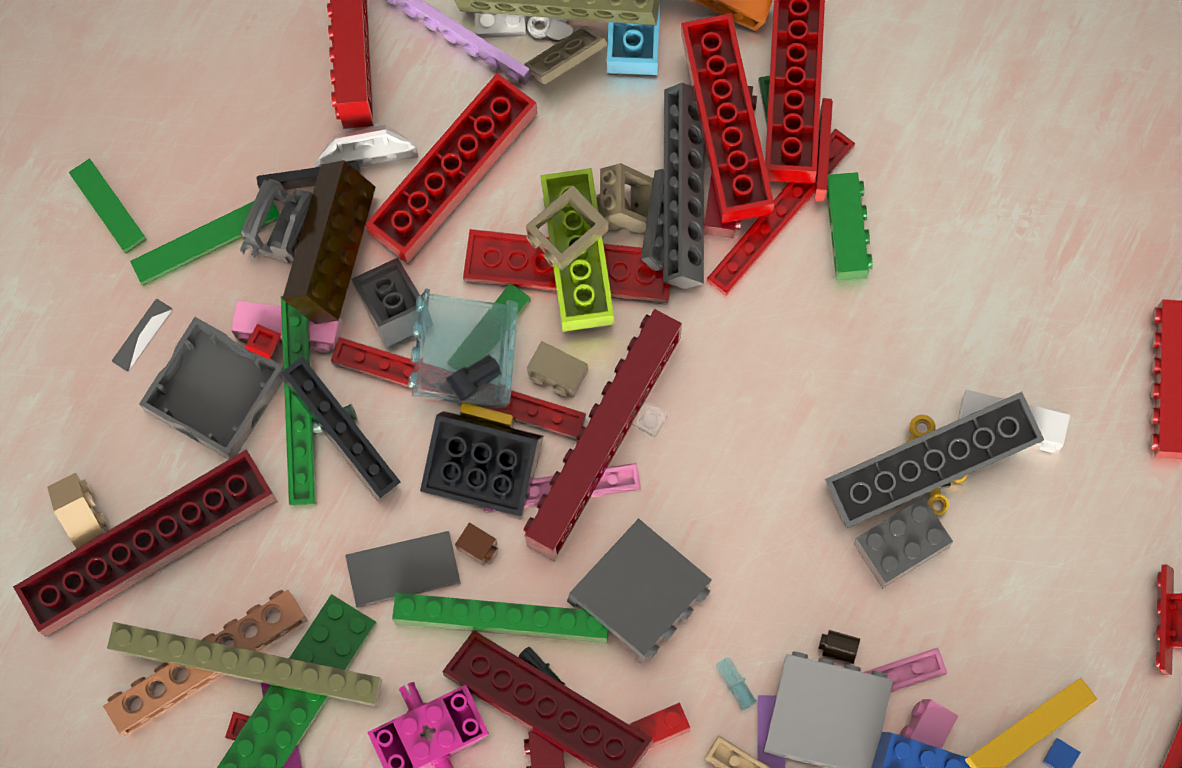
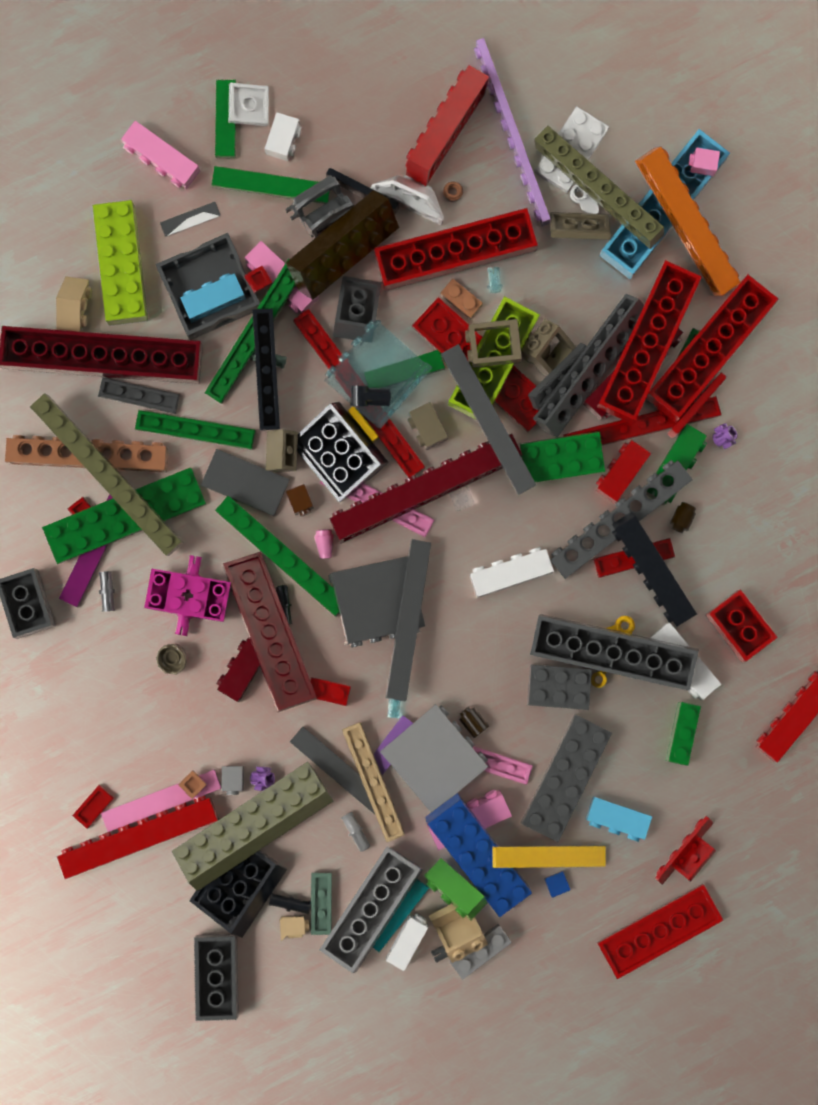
camera: 30 degrees right, 10 degrees up
(62, 290) = (160, 155): none -> bright pink brick
(98, 431) = (120, 262): none -> lime brick
(121, 173) = (248, 104): none -> white plate
(182, 180) = (282, 137): none -> white brick
(218, 559) = (139, 395): none -> dark grey tile
(226, 396) = (212, 297): none -> medium azure brick
(306, 552) = (195, 430): none -> green tile
(405, 106) = (453, 185): none -> nougat plate
(418, 505) = (281, 450): none -> dark tan brick
(495, 215) = (461, 298): none -> nougat plate
(516, 172) = (494, 280): none -> clear light blue pin
(536, 570) = (324, 543): none -> bright pink cone
(619, 311) = (488, 419): none -> dark grey tile
(690, 586) = (408, 620): none -> dark grey tile
(725, 299) = (563, 456): none -> green brick
(760, 459) = (511, 573): none -> white brick
(797, 271) = (622, 471): none -> red brick
(864, 231) = (680, 479): none -> dark grey brick
(875, 161) = (725, 436): none -> medium lavender gear
(877, 352) = (619, 562): none -> red tile
(896, 273) = (683, 517): none -> dark brown brick
(909, 345) = (654, 569): none -> black brick
(984, 634) = (566, 778): none -> dark grey brick
(1043, 340) = (741, 626): none -> red brick
(1070, 496) = (683, 733): none -> green brick
(1072, 637) = (618, 819): none -> medium azure brick

